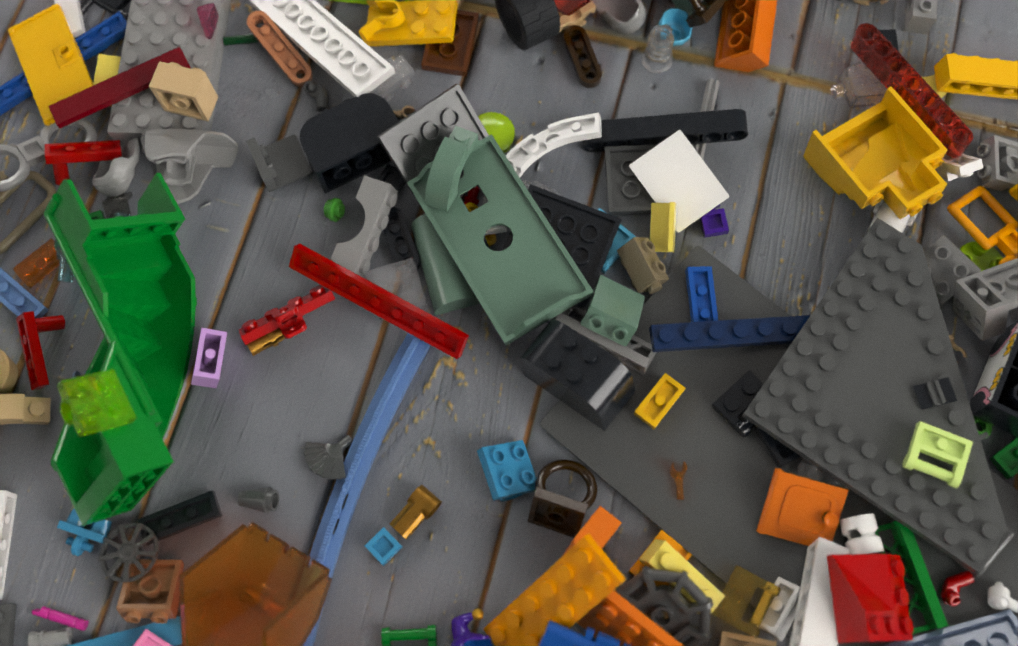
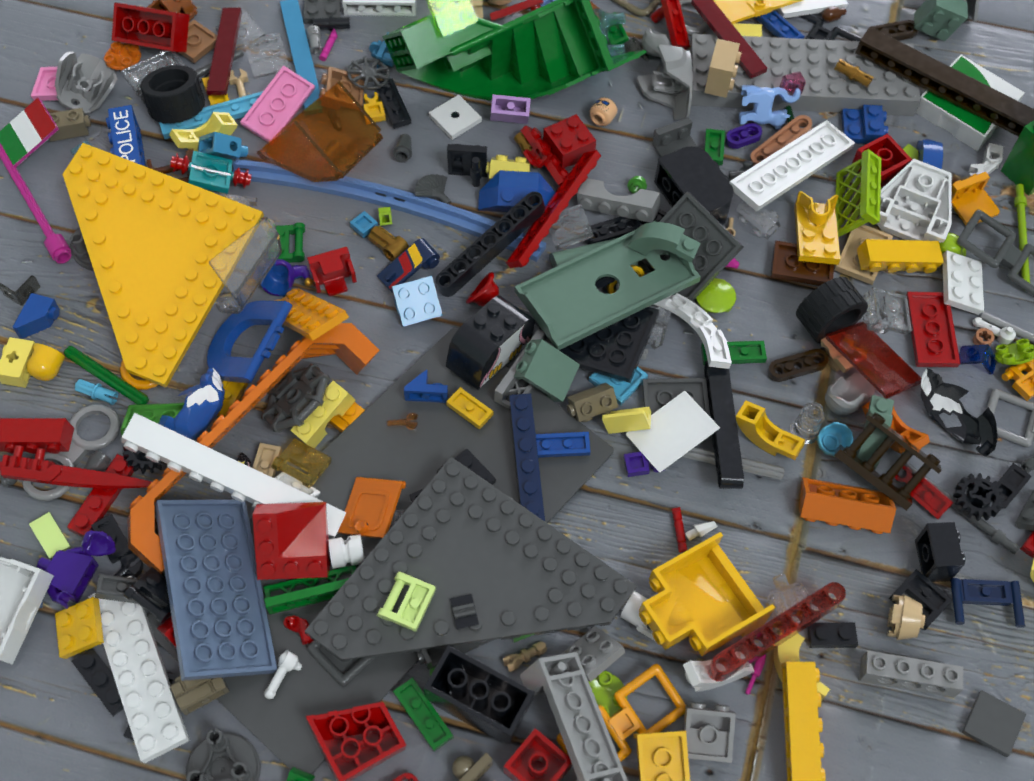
camera: 85 degrees right, 10 degrees down
(21, 615) = (332, 23): none -> black pin
(190, 543) = (374, 108): none -> yellow plate
(208, 433) = (455, 117): none -> white tile
(219, 244) = (603, 111): none -> light nougat head
(229, 61) = (763, 101): none -> light blue animal
(263, 285) = (569, 140): none -> red brick
(265, 90) = (741, 136): none -> dark purple plate
(279, 122) = (715, 144): none -> green plate
(295, 401) = (467, 161): none -> black plate
(307, 359) = (501, 162): none -> light yellow brick
(345, 350) = (509, 188): none -> blue wedge
(373, 518) = (385, 216): none -> lime piece
(425, 364) = (492, 235): none -> black beam
(449, 484) = (409, 262): none -> dark blue door
(469, 579) = (331, 269): none -> red panel
(492, 389) = (485, 291): none -> red hat
(556, 510) = (383, 331): dark brown tile -> none
(567, 107) = (743, 352): none -> green plate
(638, 459) = (421, 391): none -> blue slope
(672, 91) = (766, 435): none -> yellow arch
(784, 184) = (679, 529): none -> red wheel
(785, 163) = (700, 529): none -> white bar

